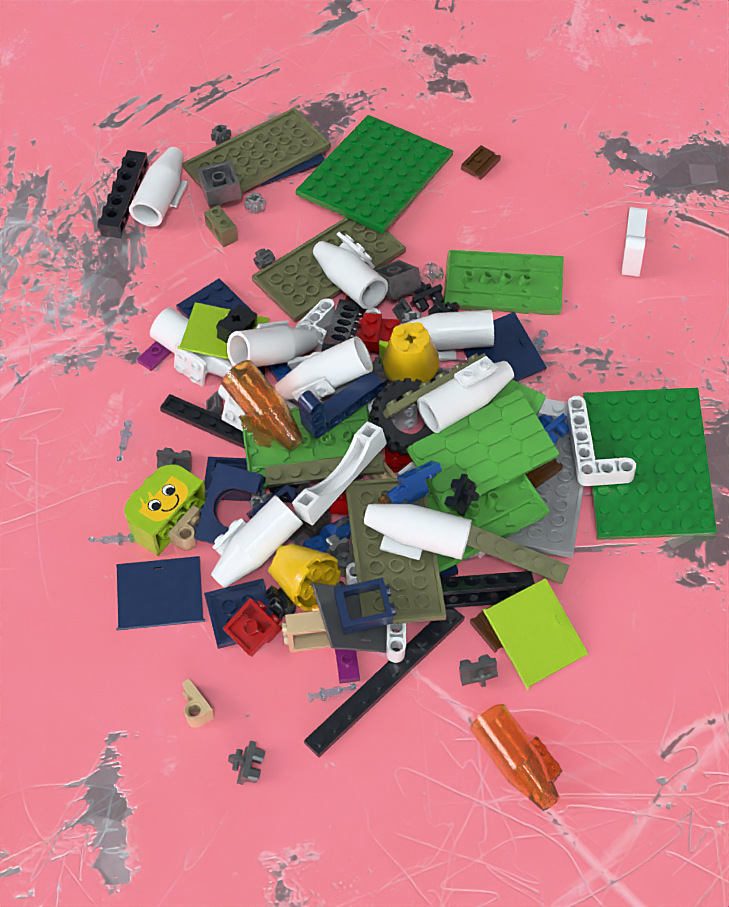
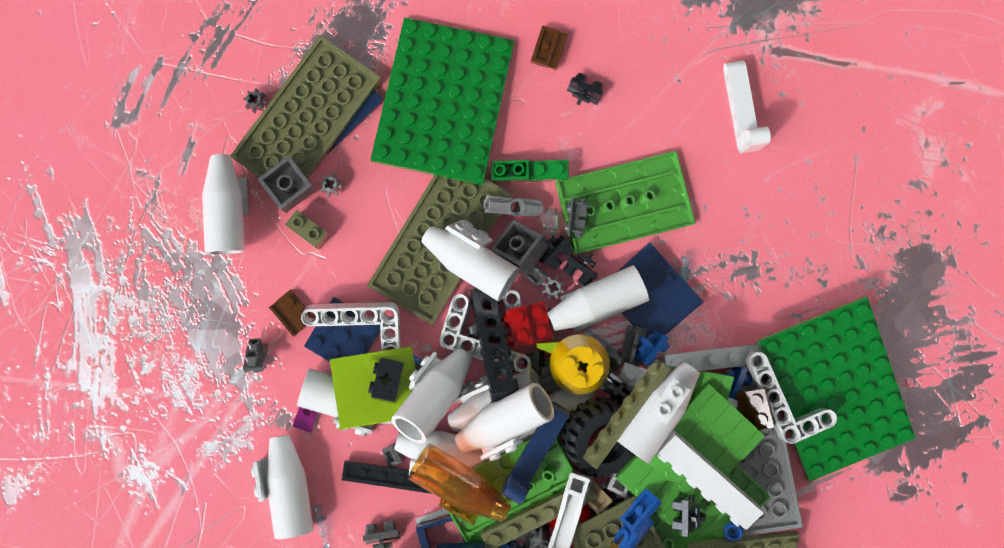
camera: 25 degrees left, 30 degrees up
(106, 395) = (285, 485): none -> white piece
(124, 188) = (170, 173): black brick -> none
(132, 295) = (255, 356): none -> dark grey hips
(178, 281) = (289, 311): none -> reddish brown plate
(234, 290) = (360, 318): none -> white beam
(263, 258) = (371, 258): dark grey gear -> none
(393, 246) = (503, 205): none -> light grey piece
(425, 237) = (529, 170): none -> green slope
(454, 273) = (576, 210): none -> dark grey hinge
(493, 467) = (710, 480): none -> white brick
(498, 195) = (585, 91): none -> black hips
(502, 522) = (732, 536): none -> blue plate
(563, 437) = (756, 407): none -> plate

